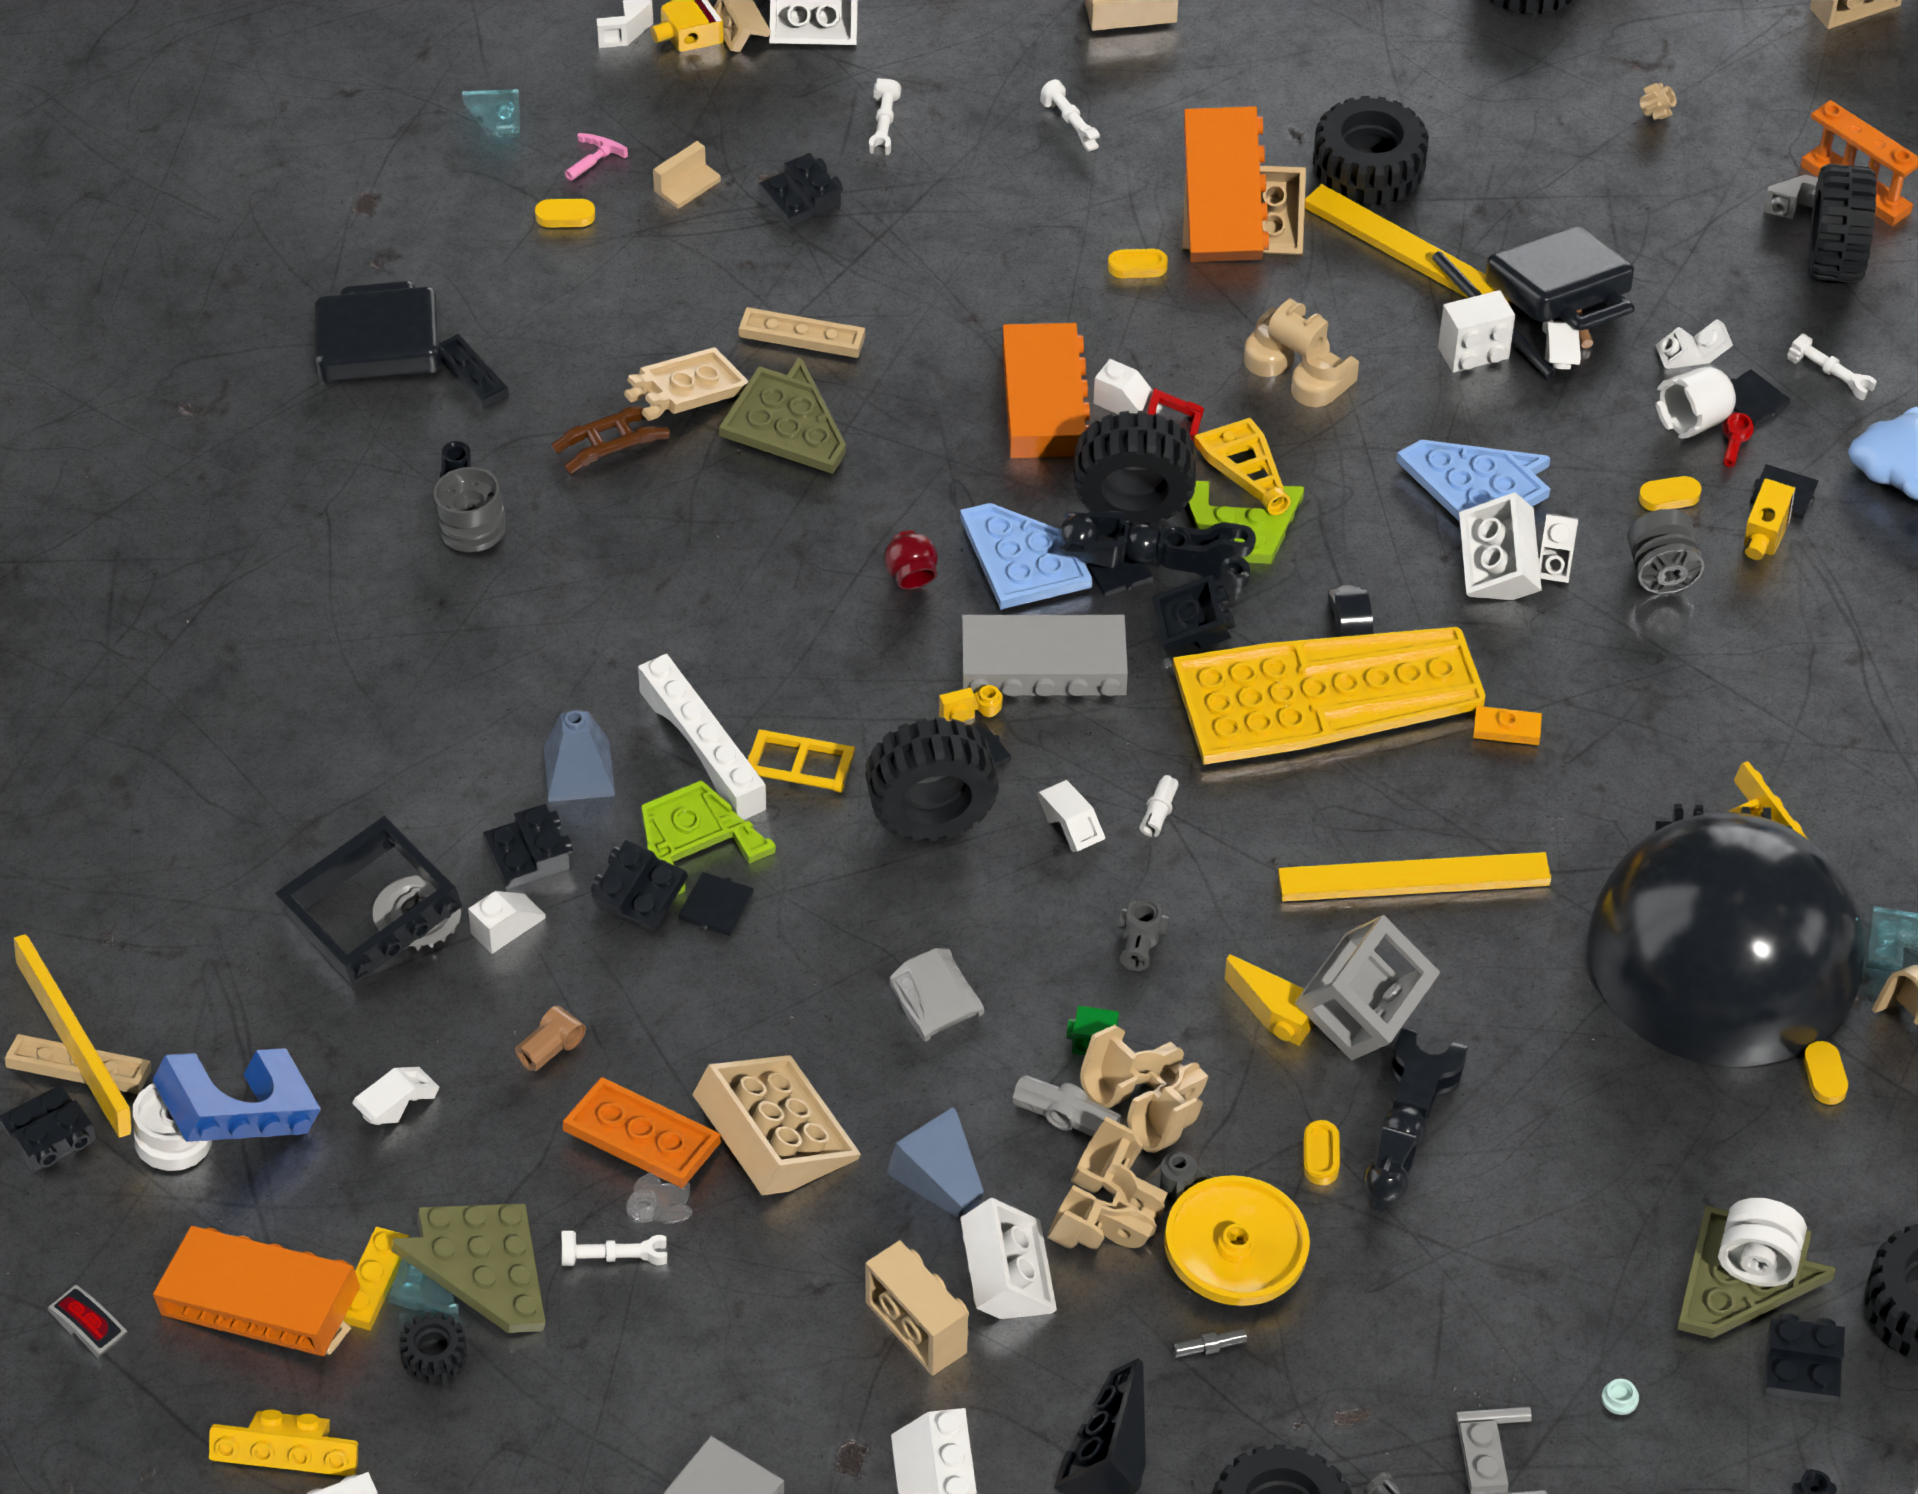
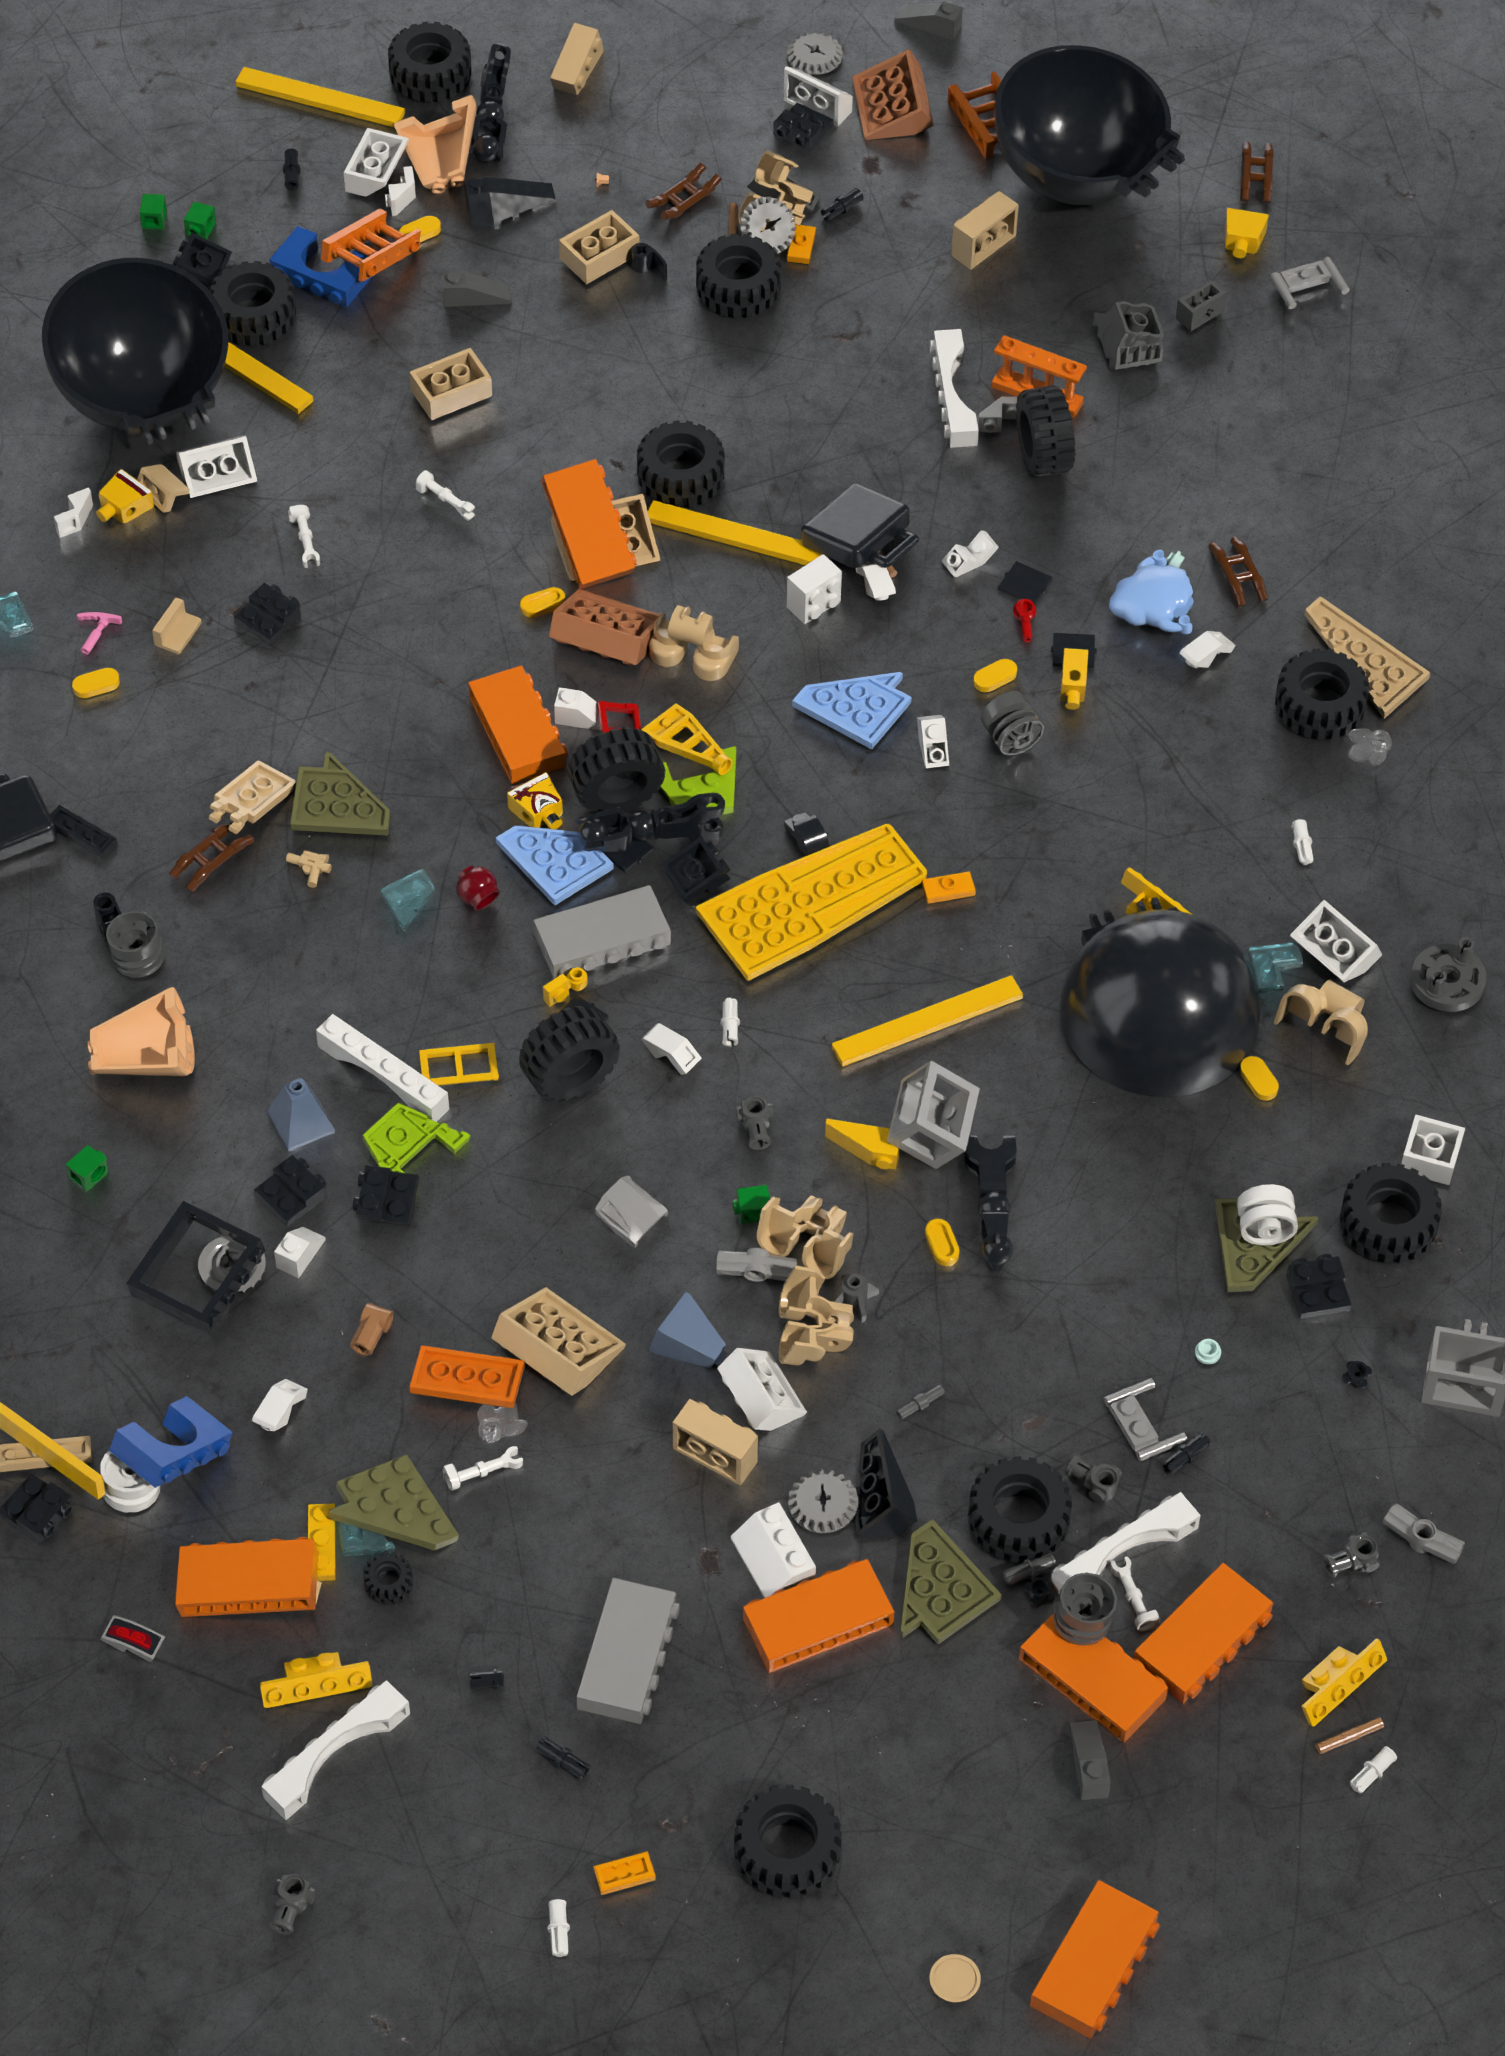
camera: 20 degrees left, 5 degrees up
(296, 748) = (87, 1168): none -> green brick
(432, 621) = (144, 1040): none -> light nougat cone
(716, 903) = (444, 1191): black piece -> none
(725, 482) = (311, 864): none -> tan piece
(802, 332) = (318, 729): tan plate -> none
(825, 549) = (408, 896): none -> clear light blue wing
(1028, 484) = (537, 803): none -> yellow torso
(1044, 1445) = (807, 1509): none -> light grey gear
(1196, 307) = (604, 626): none -> nougat slope
(1236, 1240) = (912, 1324): yellow dish -> none
(1471, 291) = (803, 561): black piece -> none
(1500, 549) = (895, 755): white slope -> none
(1658, 101) = (872, 364): tan gear -> none
(1695, 401) = (989, 599): white cylinder -> none
(1744, 189) = (960, 420): none -> white arch
(1803, 347) = (1071, 542): white piece -> none

